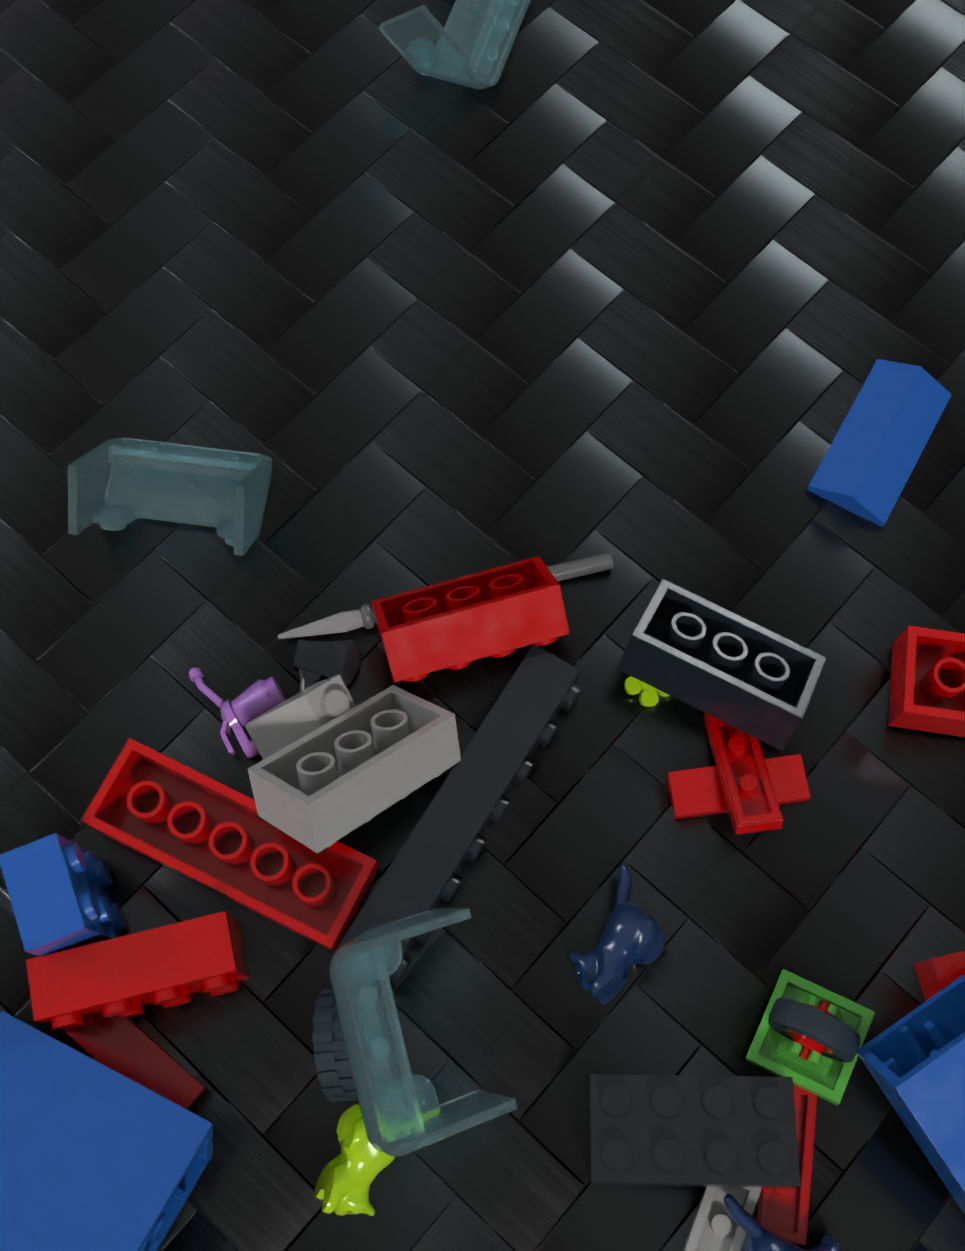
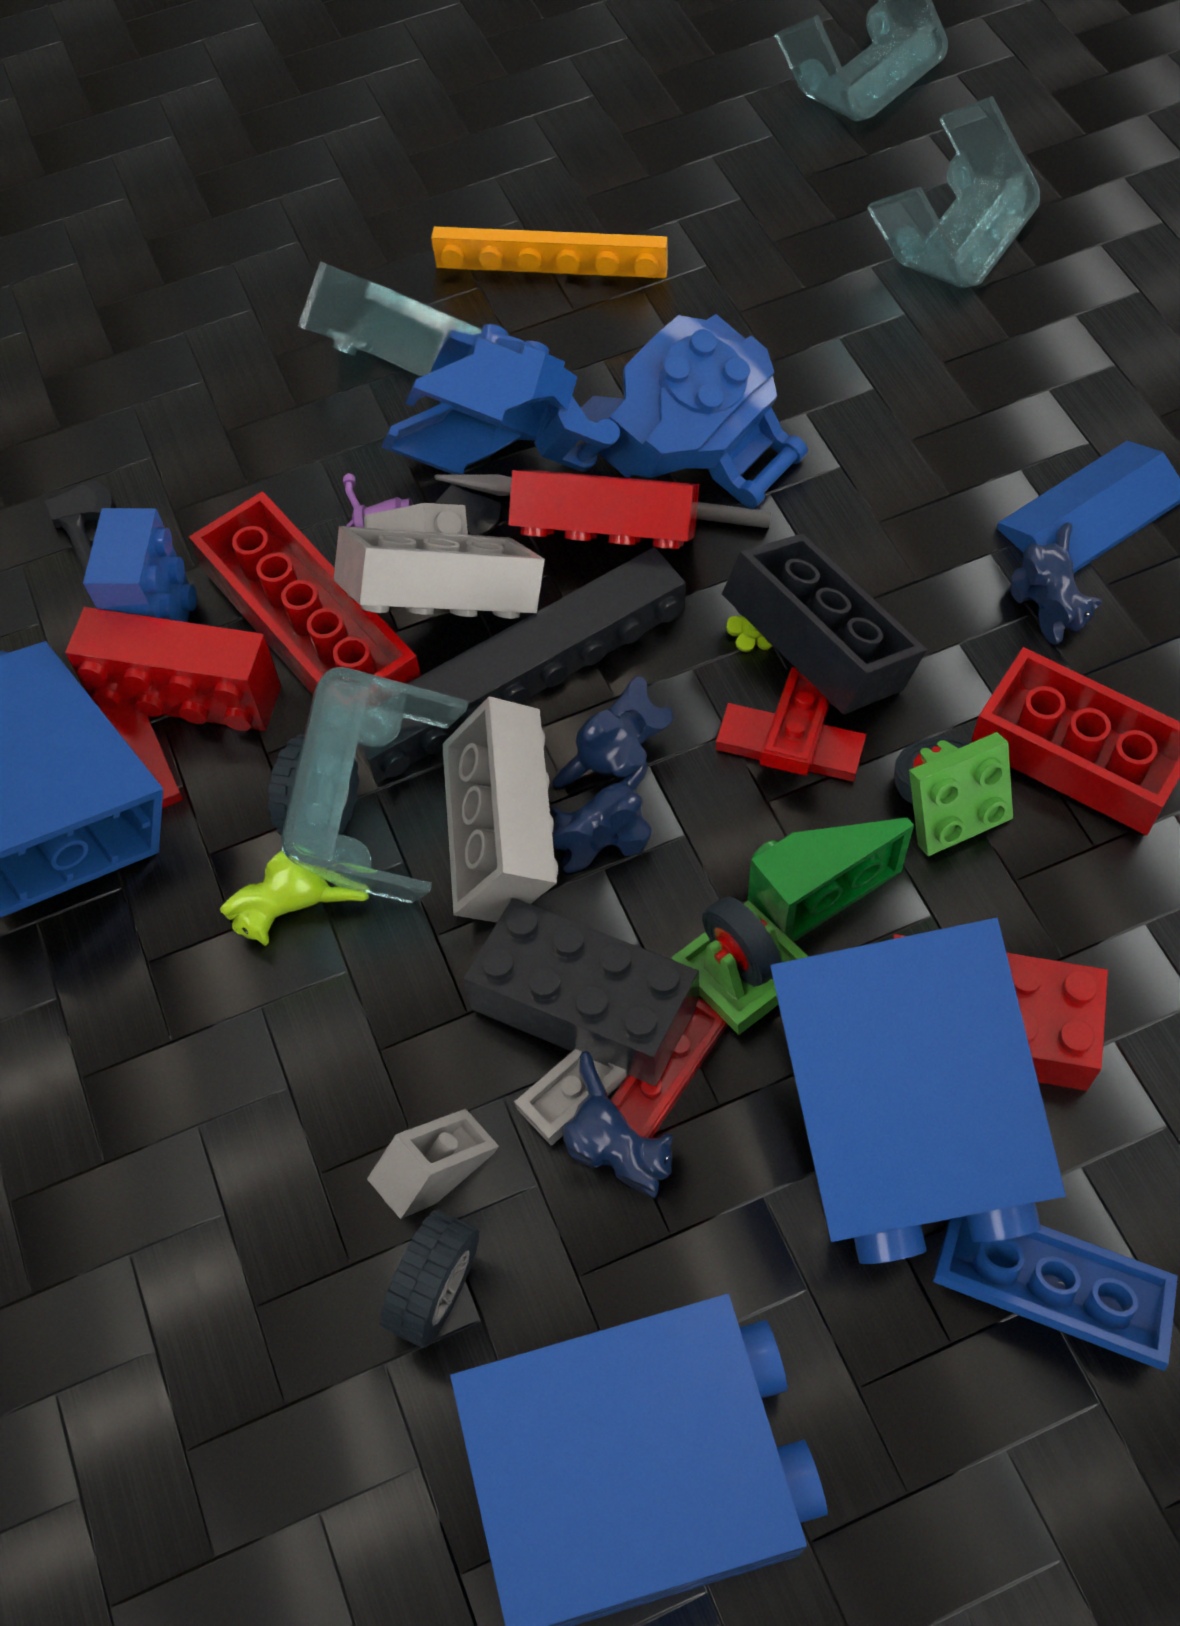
camera: 30 degrees right, 10 degrees down
(265, 342) = (550, 252): none -> light orange plate
(321, 557) = (490, 397): none -> blue piece
(497, 476) = (702, 403): none -> blue piece
(532, 990) = (498, 810): none -> light grey brick
(592, 861) = (614, 737): none -> dark blue animal
(650, 157) = (991, 206): none -> clear light blue windscreen
(835, 937) = (824, 871): none -> green slope
(886, 536) = (1050, 582): none -> dark blue animal
(899, 779) = (955, 788): none -> bright green plate

